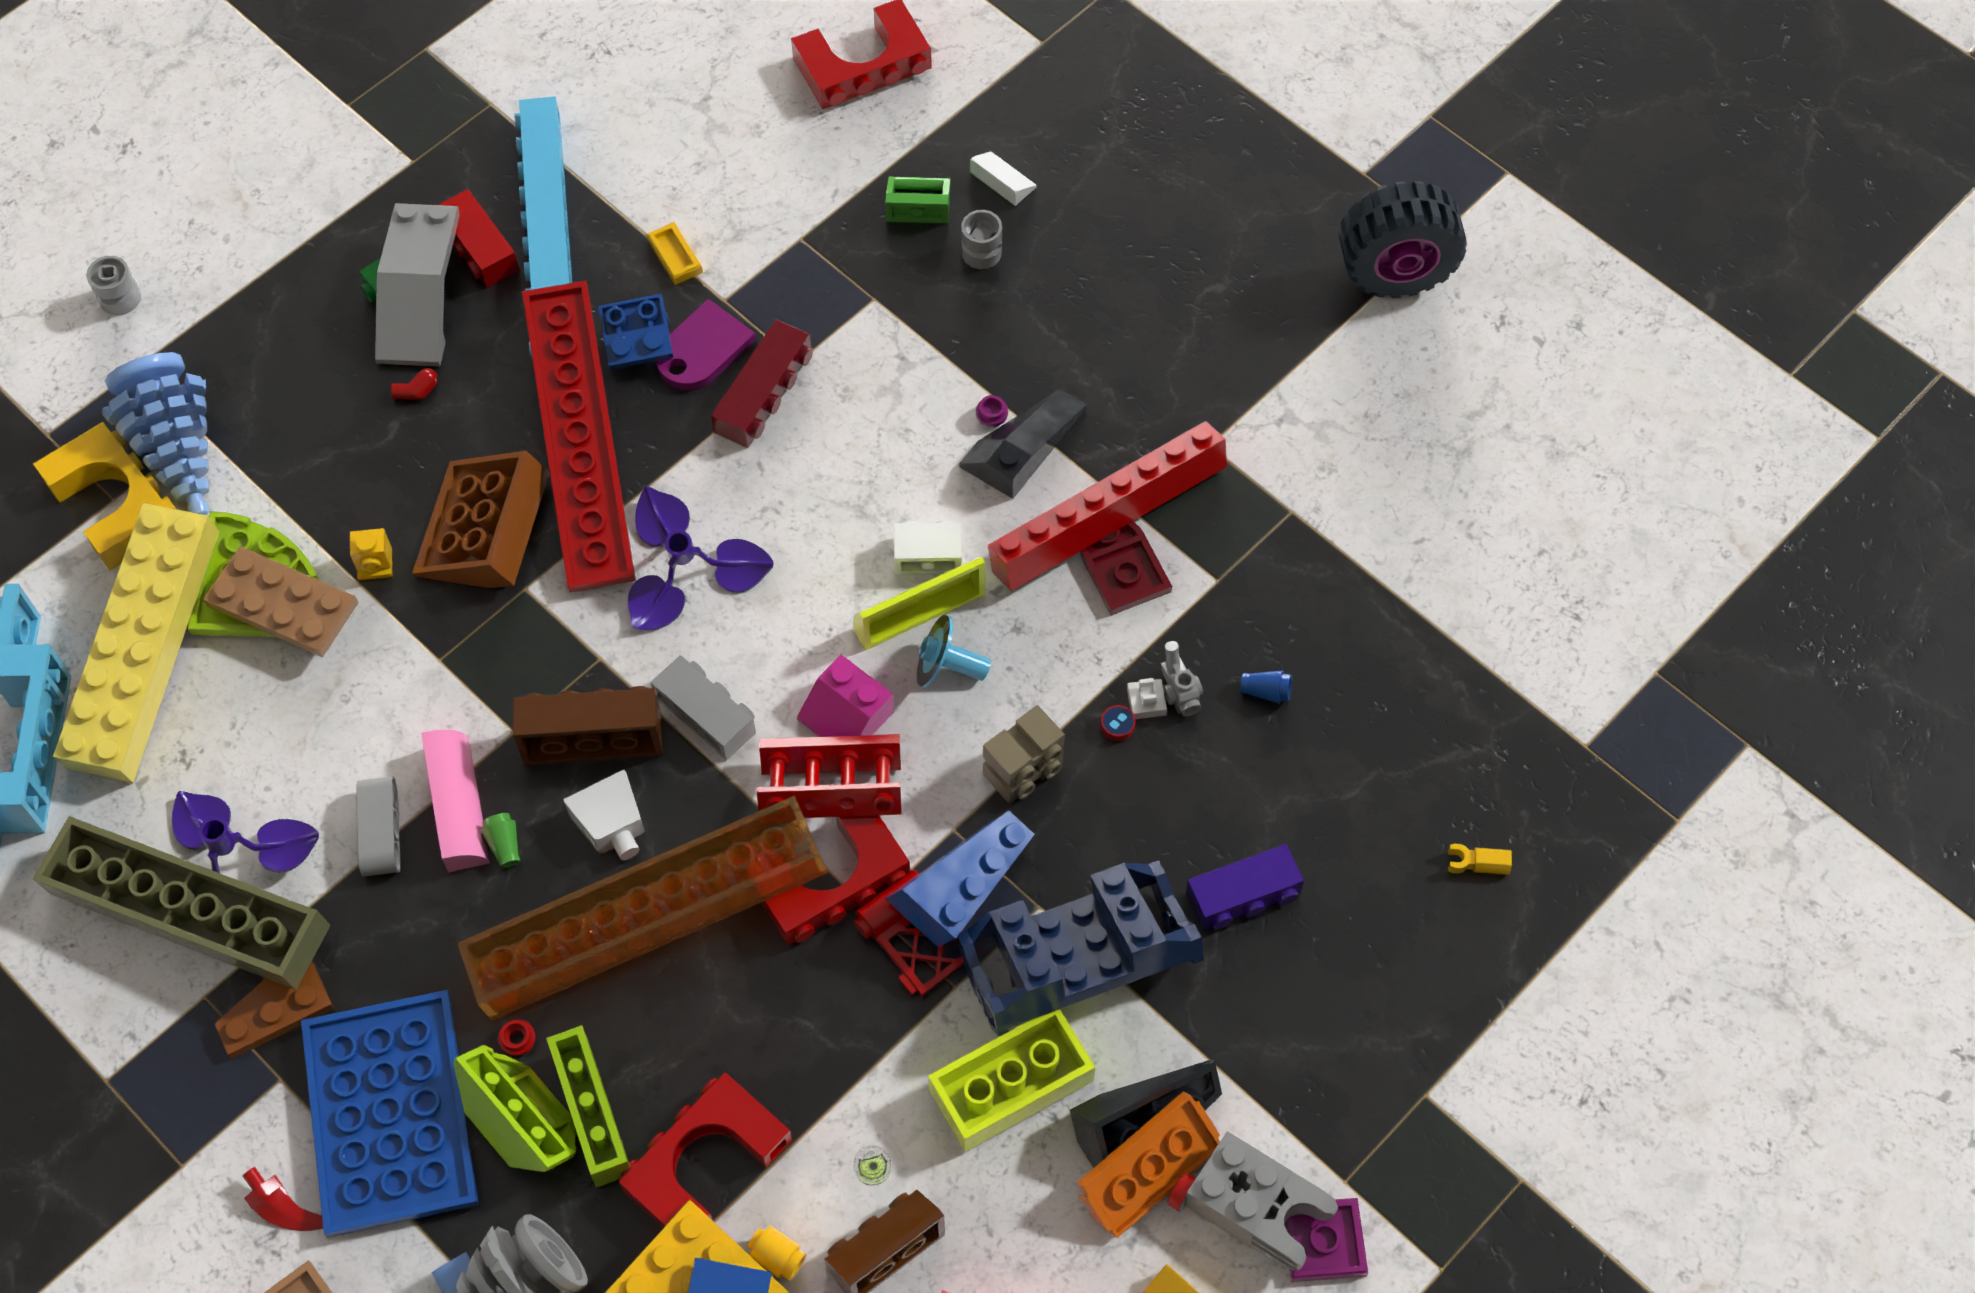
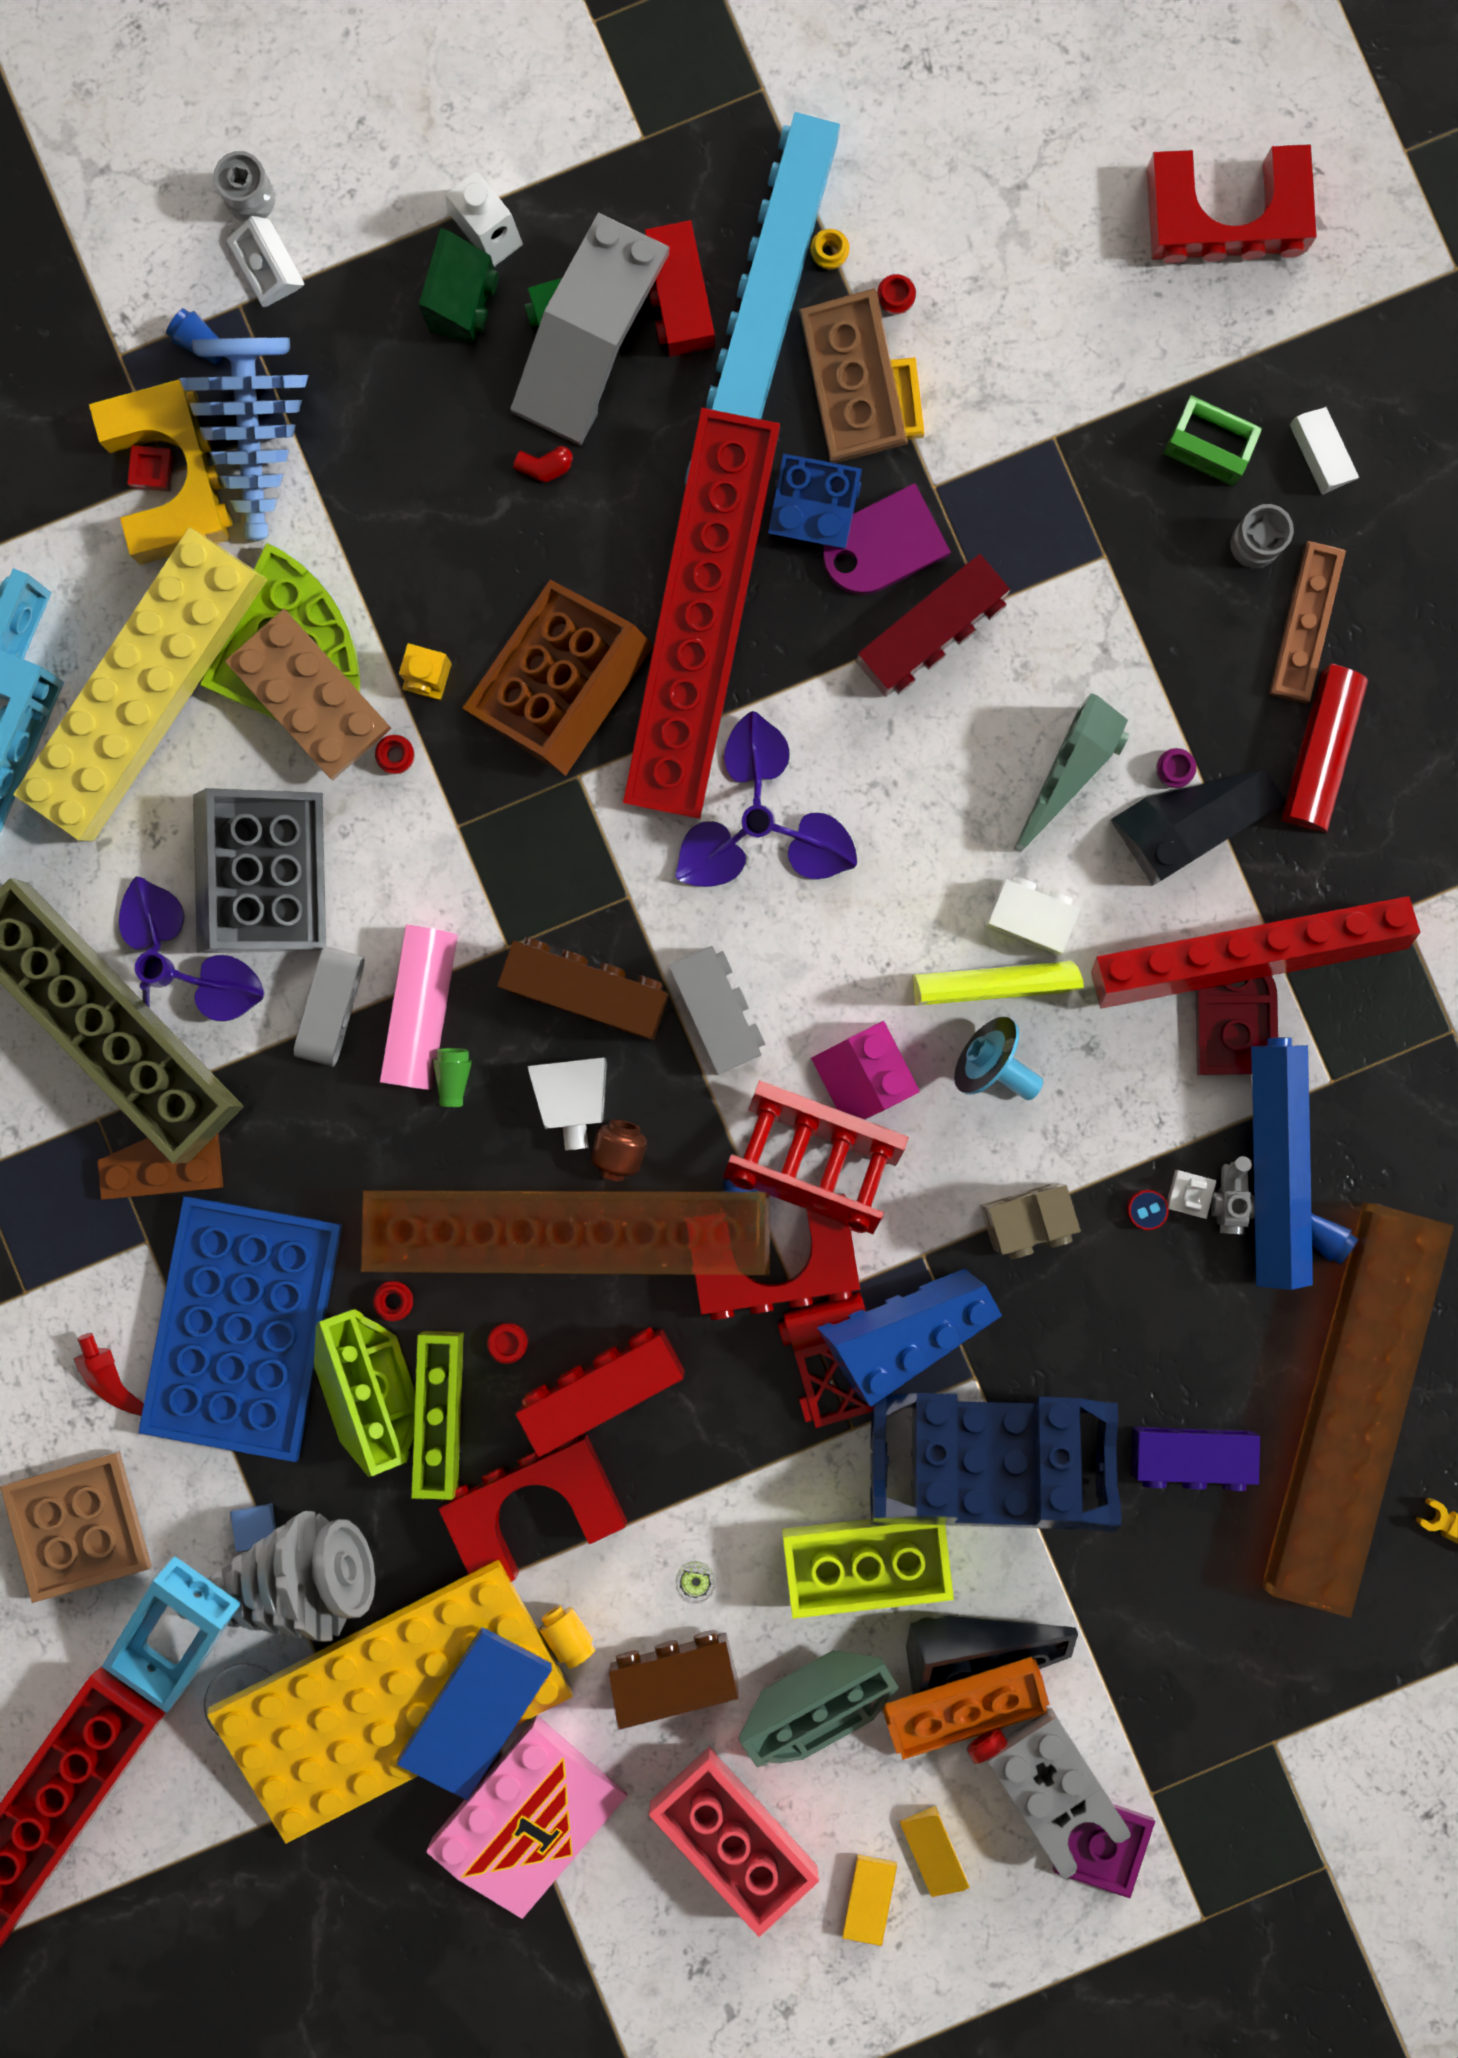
camera: 25 degrees right, 25 degrees up
(96, 394) = (188, 327): none -> blue cone
(97, 499) = (150, 468): none -> red tile
(143, 331) = (264, 260): none -> white slope
(281, 747) = (259, 871): none -> dark grey slope
(304, 292) = (457, 288): none -> dark green slope
(308, 242) = (479, 214): none -> white torso
(363, 617) = (386, 745): none -> red plate
(576, 174) = (833, 238): none -> yellow plate
(629, 1033) = (507, 1343): none -> red tile
(632, 247) = (853, 376): none -> medium nougat tile
(642, 188) = (896, 294): none -> red plate
(663, 834) = (618, 1149): none -> copper head
(723, 1025) = (600, 1392): none -> red brick
(915, 429) = (1088, 745): none -> sand green wedge
(1024, 1216) = (816, 1707): none -> sand green wedge
(1044, 286) = (1307, 622): none -> nougat tile
(1097, 358) = (1325, 748): none -> red brick
(1205, 642) = (1282, 1164): none -> blue brick
(1356, 803) = (1357, 1409): none -> clear orange brick

